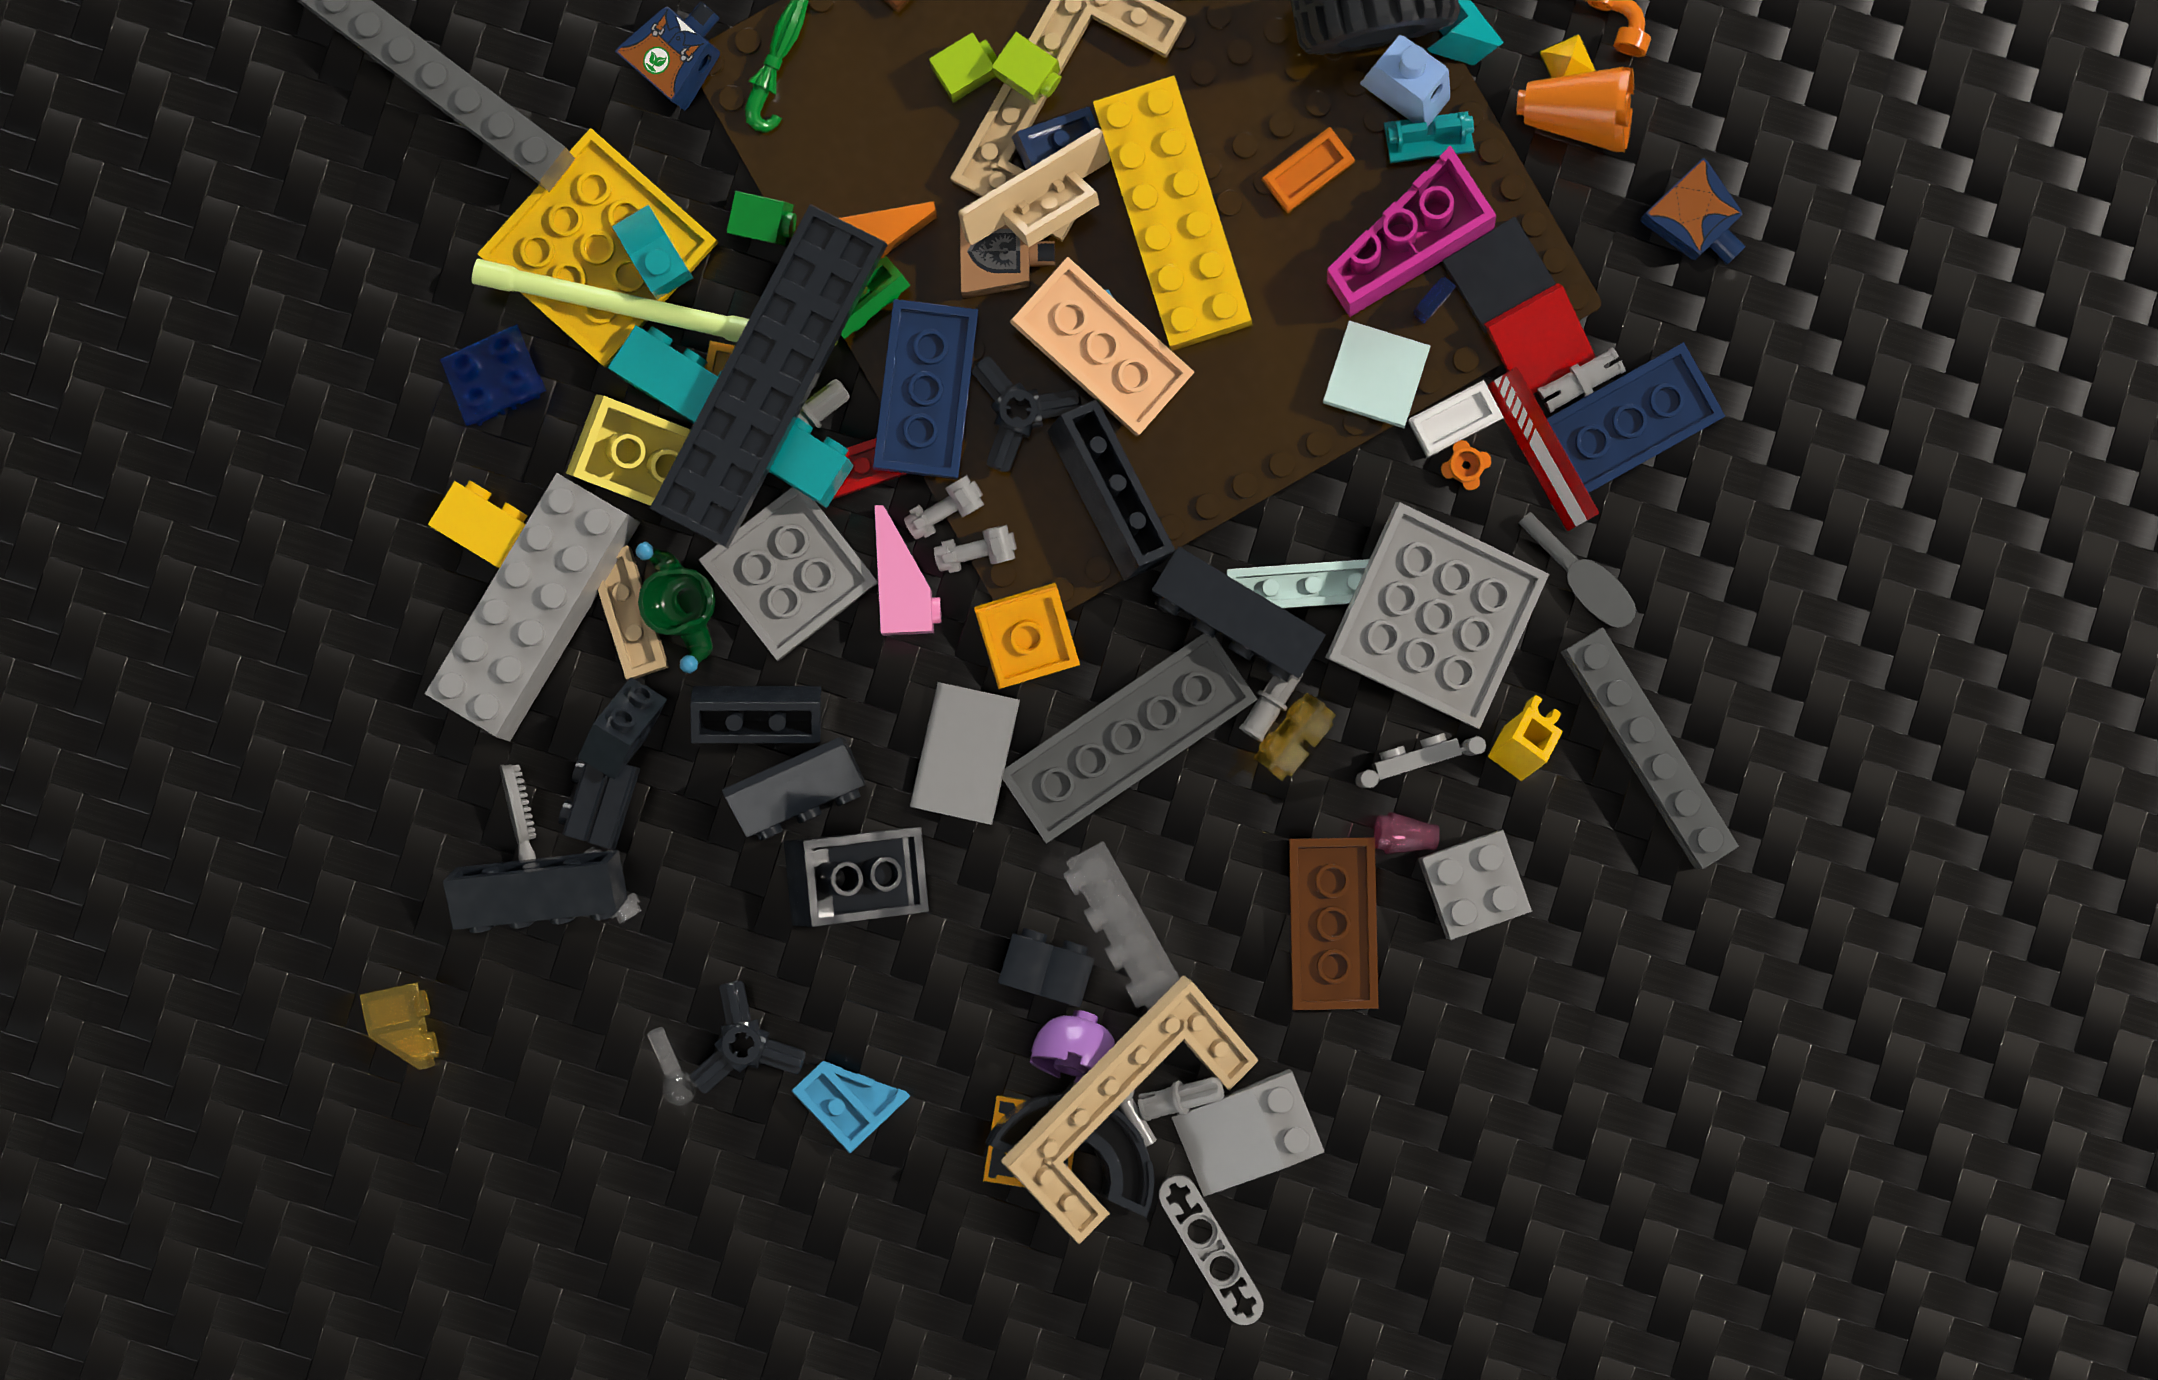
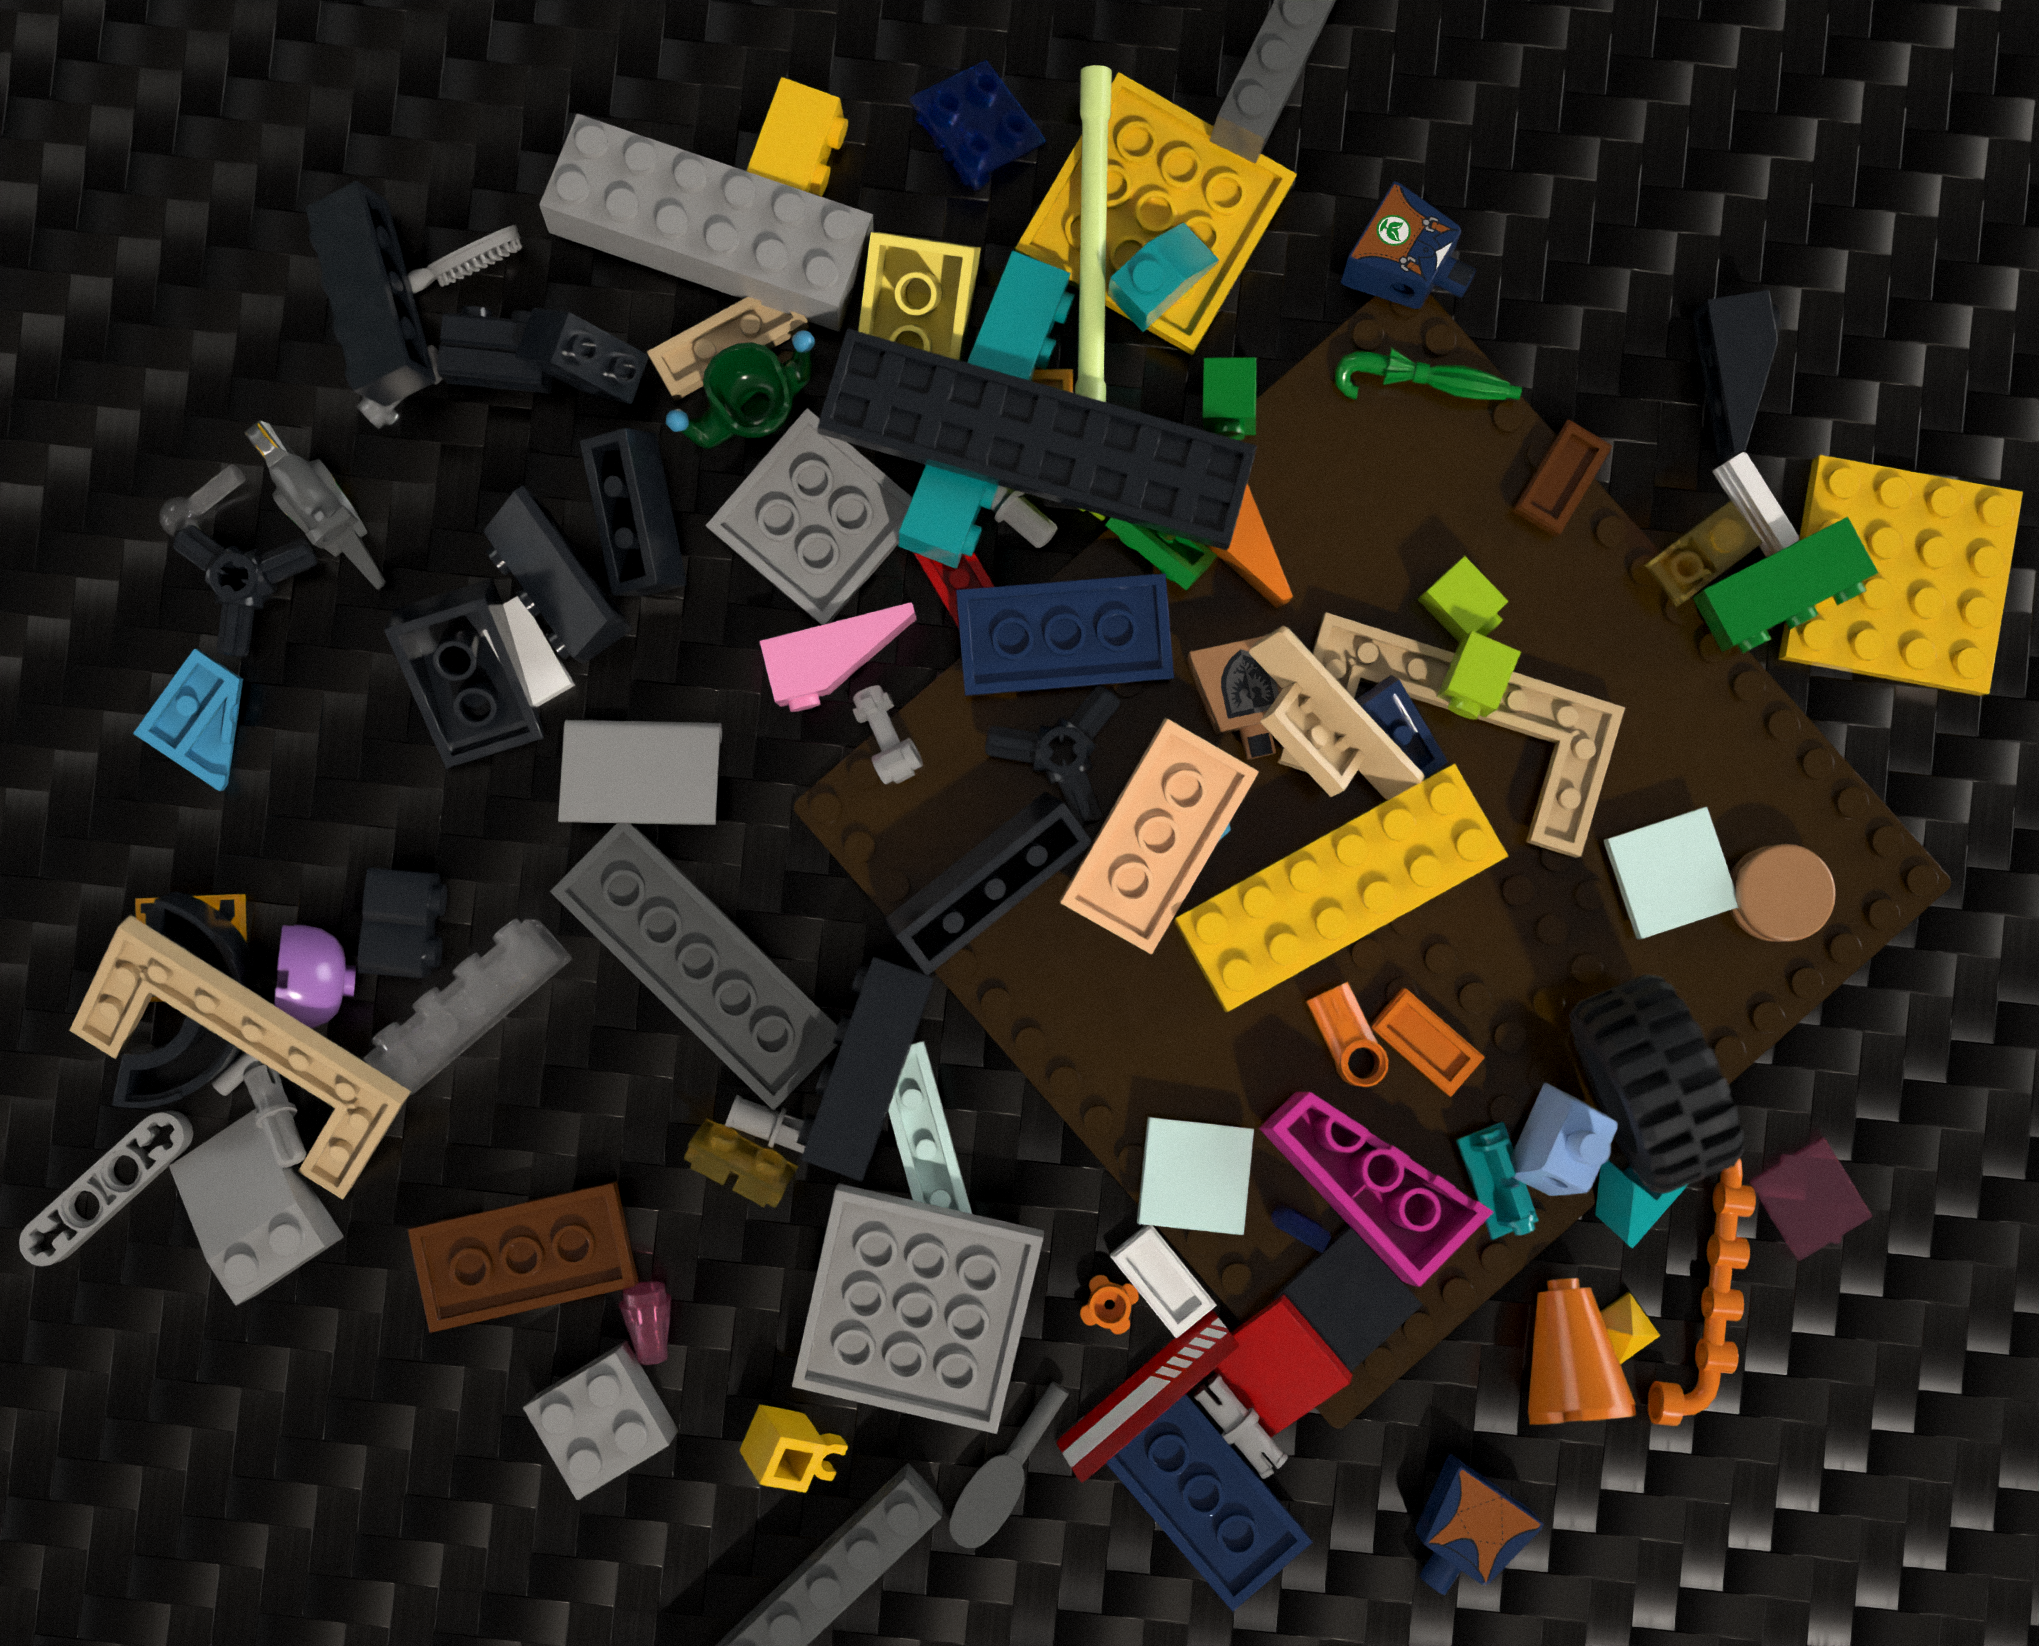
camera: 70 degrees right, 0 degrees up
(398, 1023) = (185, 171): clear yellow slope -> none
(692, 972) = (314, 501): none -> dark grey animal
(856, 818) = (539, 660): none -> white tile
(963, 497) = (945, 706): light grey bar -> none
(1026, 635) = (795, 817): light orange tile -> none
(1285, 231) = (1345, 1031): none -> orange piece
(1433, 750) = (753, 1335): light grey plate -> none

